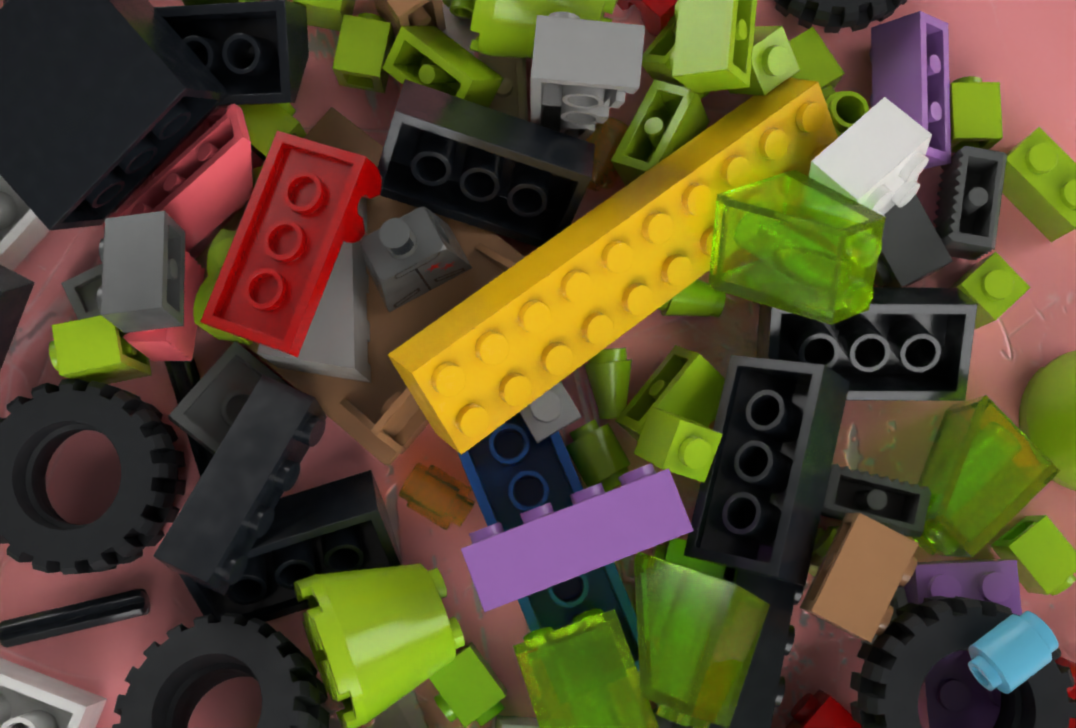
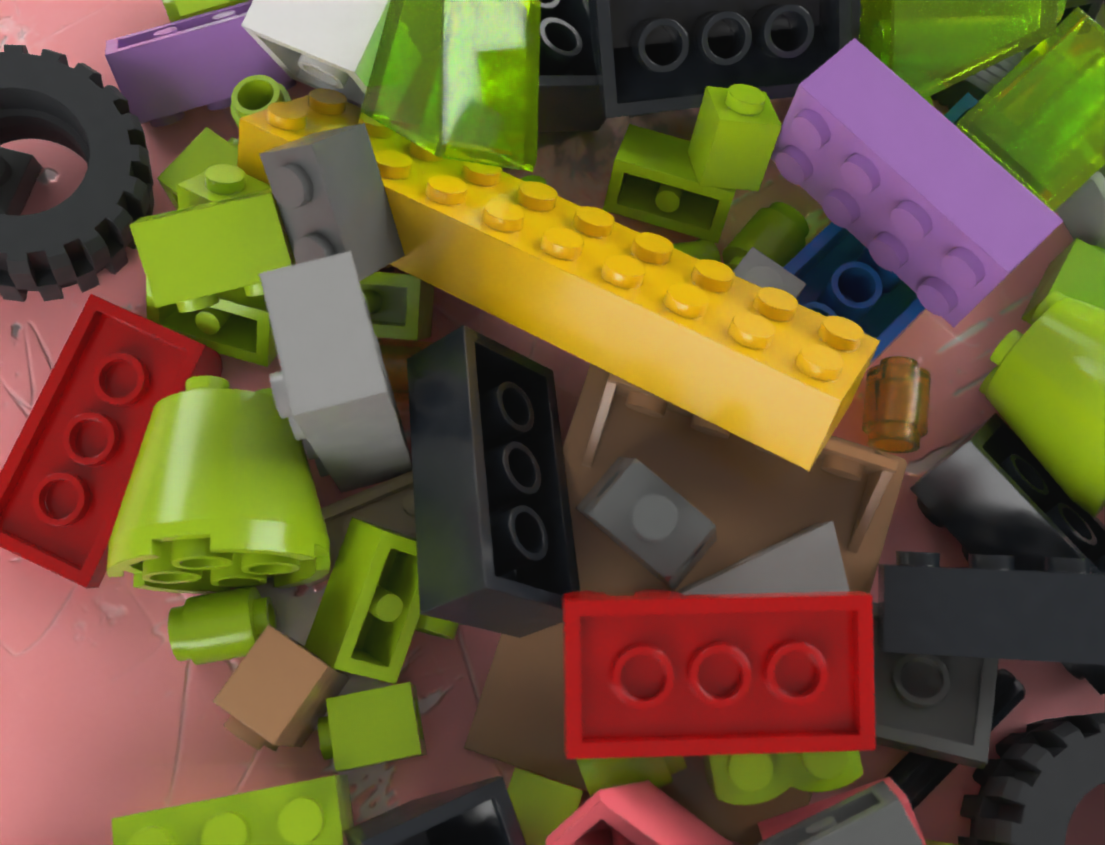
camera: 115 degrees left, 10 degrees down
(711, 114) = (334, 198): none -> dark grey brick

